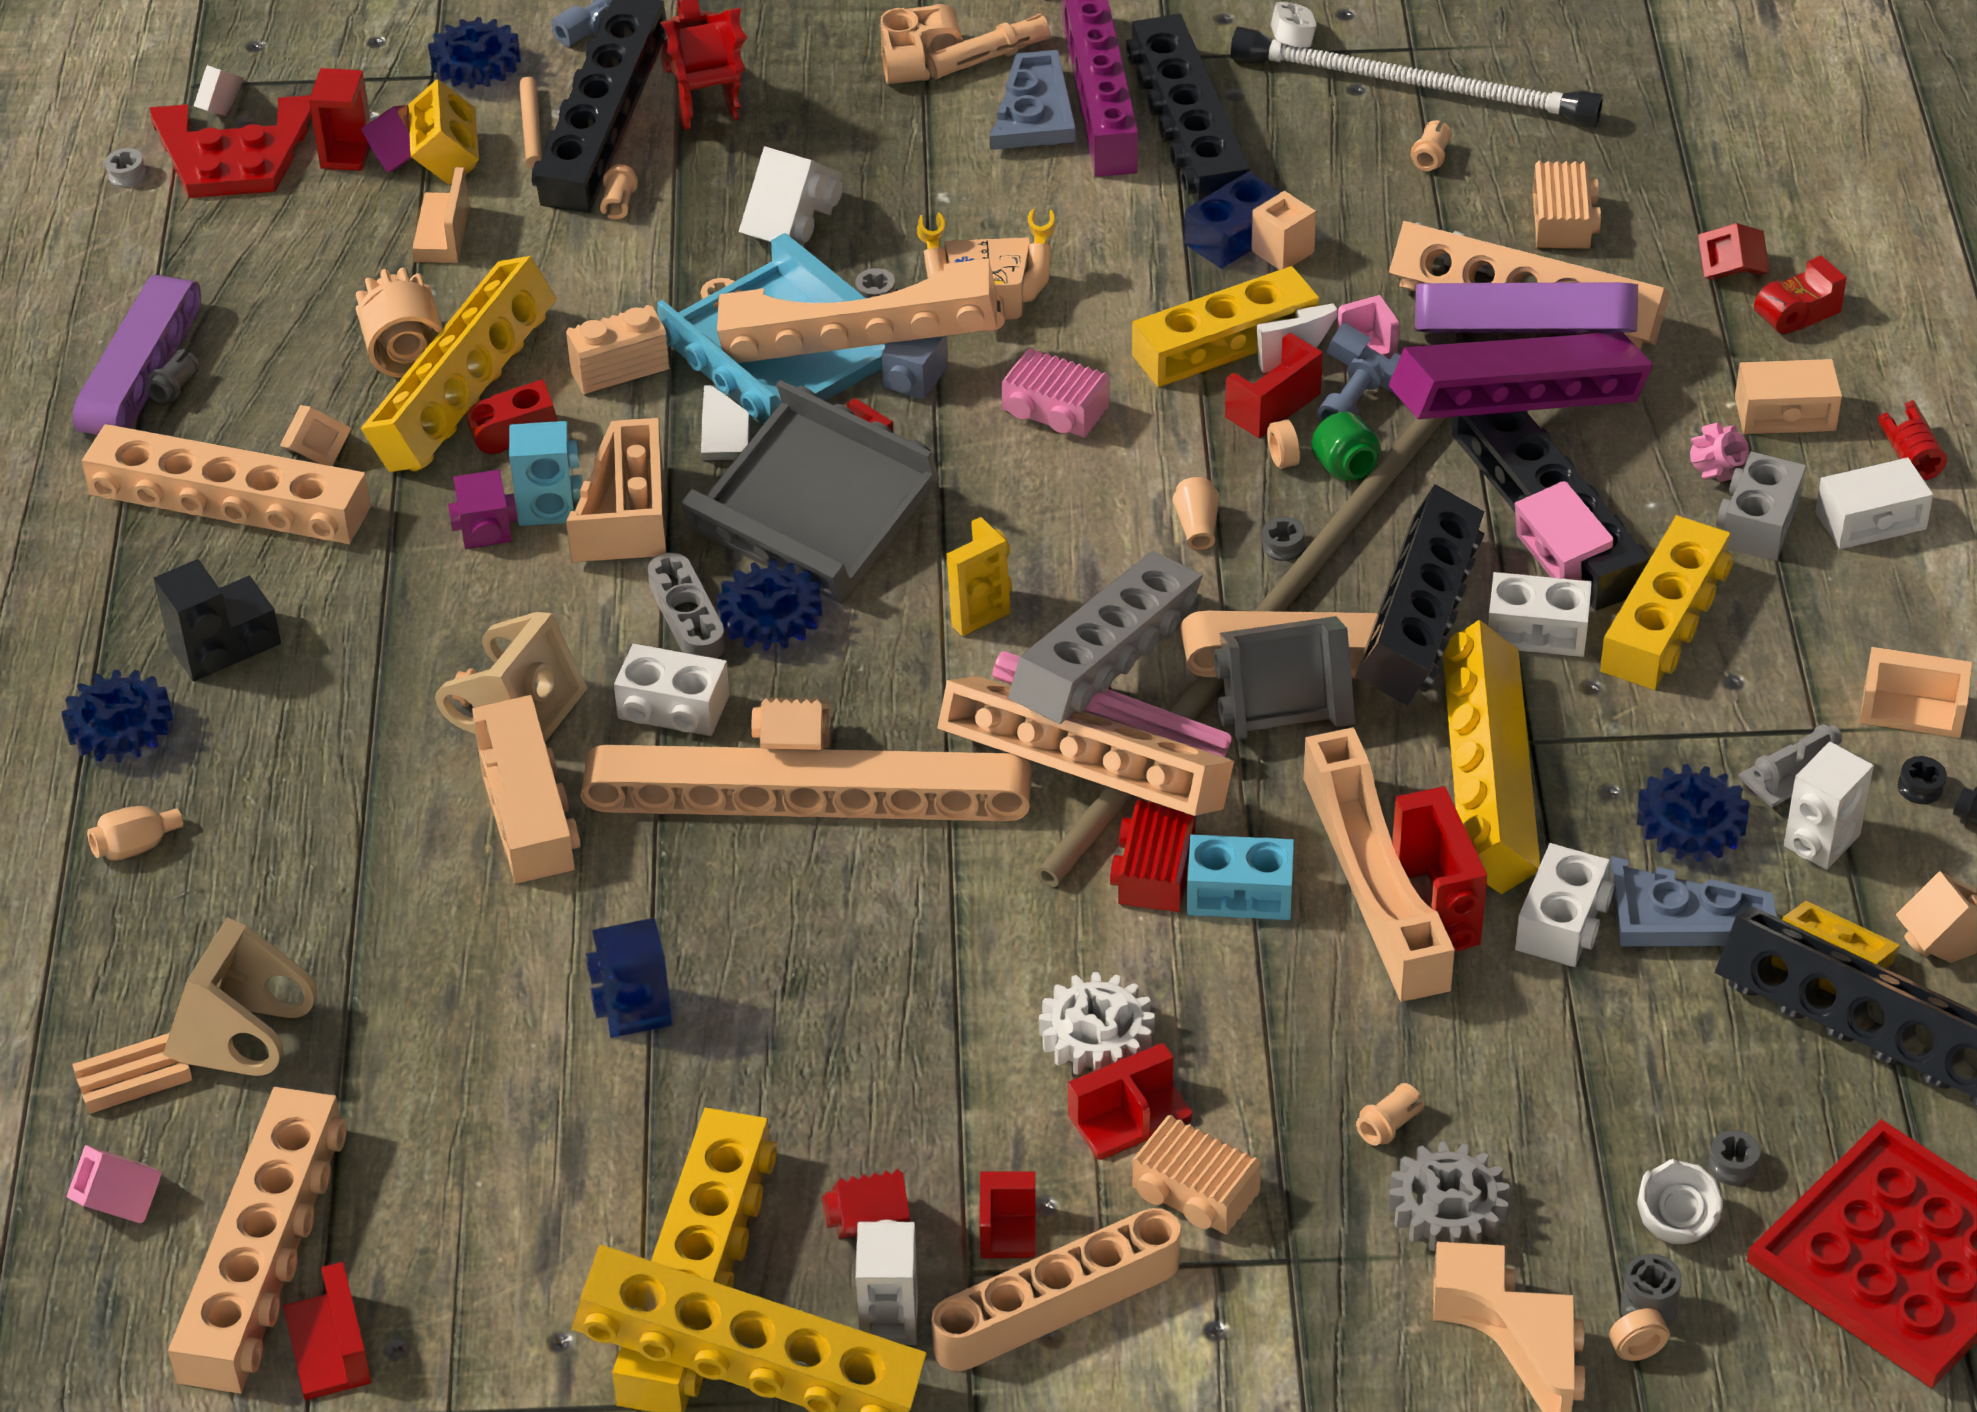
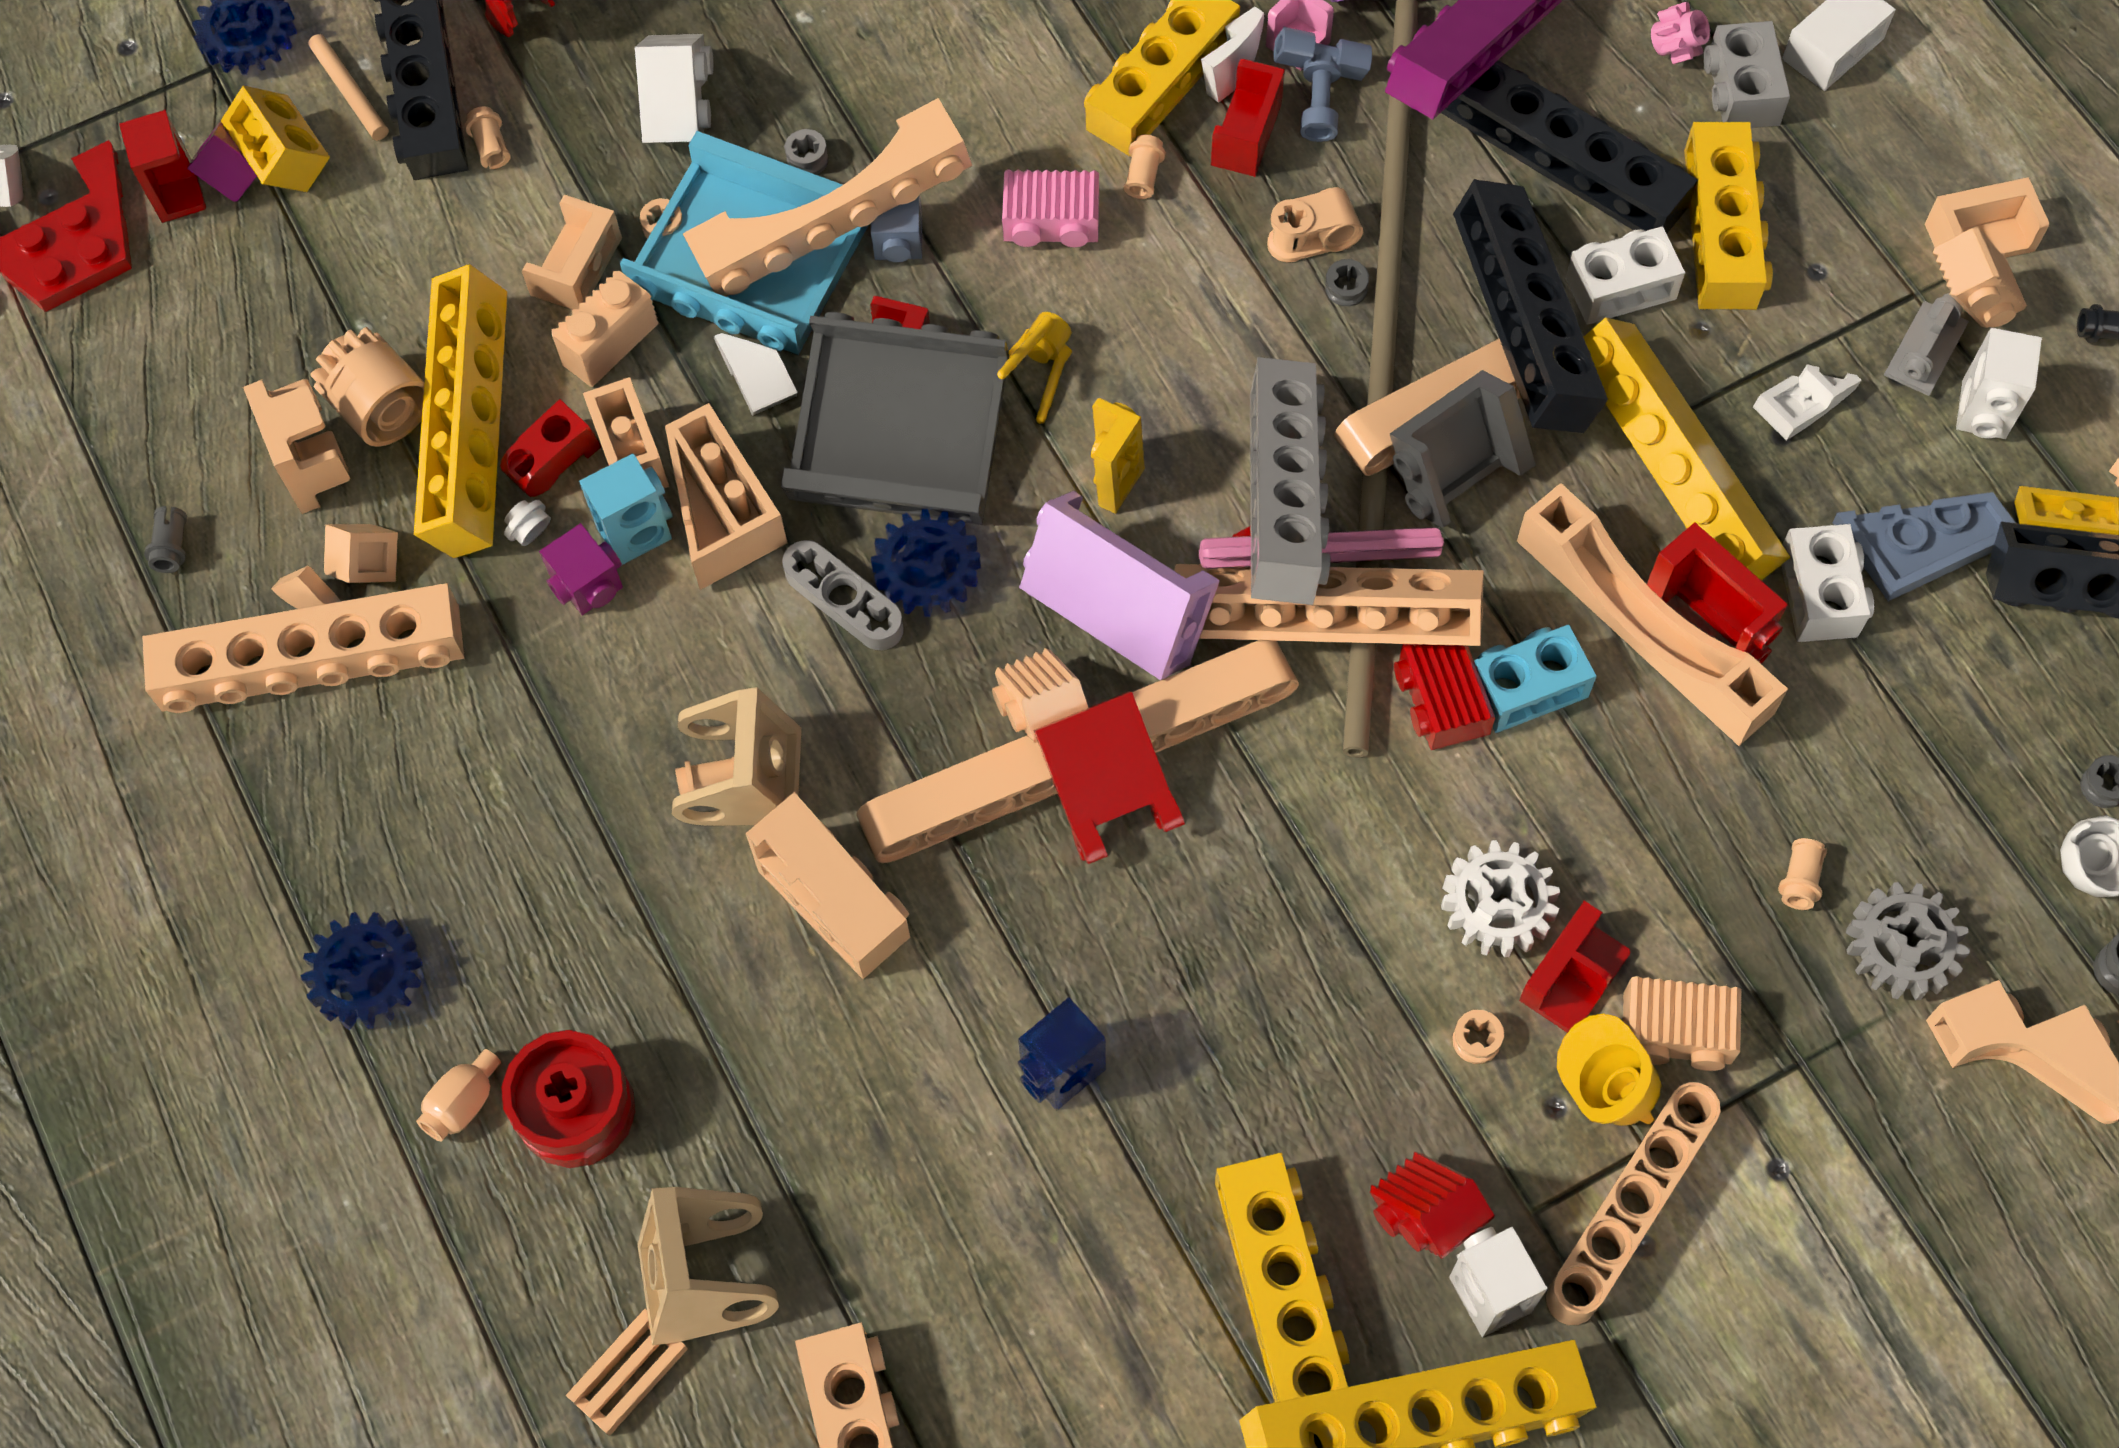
camera: 25 degrees left, 20 degrees up
(141, 344) = (116, 532): medium lavender beam -> none
(213, 624) = (400, 820): black brick -> none
(214, 859) = (549, 1074): none -> red wheel
(254, 439) = (304, 589): none -> light nougat tile
(303, 317) = (289, 416): none -> light nougat panel
(442, 223) = (332, 245): light nougat panel -> none
(461, 459) = (526, 521): none -> white plate
(588, 415) = (623, 425): none -> light nougat brick
(656, 282) = (576, 256): none -> light nougat panel
(671, 689) = (889, 687): white brick -> none
(810, 793) = (1105, 770): none -> red flag
(909, 667) = (1116, 589): none -> lavender panel
(982, 485) = (1041, 342): none -> yellow plant
(1007, 1214) = (1540, 1144): red panel -> none
(1013, 1107) = (1479, 1021): none -> light nougat bush
(1016, 264) = (904, 84): light nougat torso -> none
(1102, 1185) = (1608, 1071): none -> yellow piece
(1166, 385) = (1146, 155): none -> light nougat pin
(1197, 509) = (1256, 286): light nougat cone -> none
(1282, 484) = (1318, 222): none -> light nougat piece
(1283, 444) = (1292, 178): light nougat tile -> none
(1346, 446) = (1352, 160): green head -> none
(1560, 530) = (1603, 182): bright pink panel -> none
(1629, 767) = (1803, 400): none -> white slope
(1692, 812) = (1875, 434): clear blue gear -> none
(1865, 716) = (1980, 278): none -> light nougat brick
(1926, 770) = (2042, 323): black bush -> none

